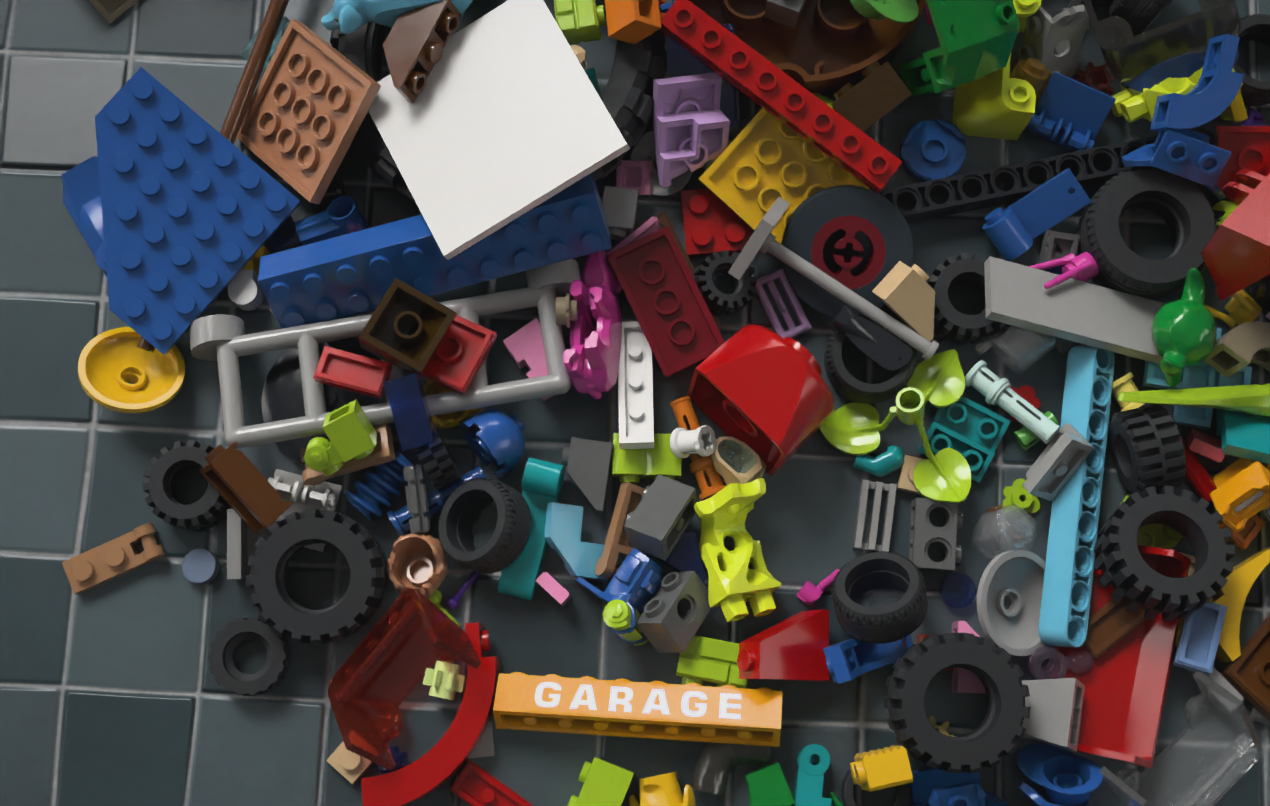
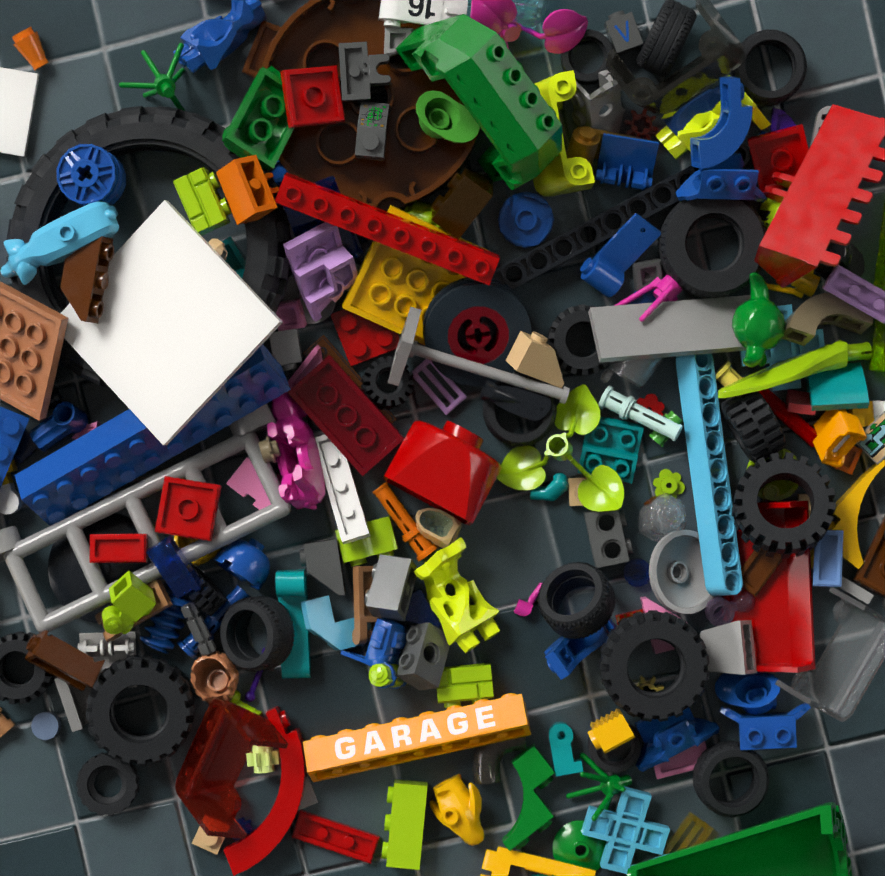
camera: 15 degrees left, 10 degrees up
(406, 327) = (151, 504): dark brown slope -> none
(553, 588) = (324, 663): bright pink tile -> none
(698, 441) = (393, 523): white bush -> none
(788, 650) = (517, 659): red slope -> none
(888, 518) = (554, 509): light grey tile -> none
(1057, 463) = (686, 454): light grey panel -> none

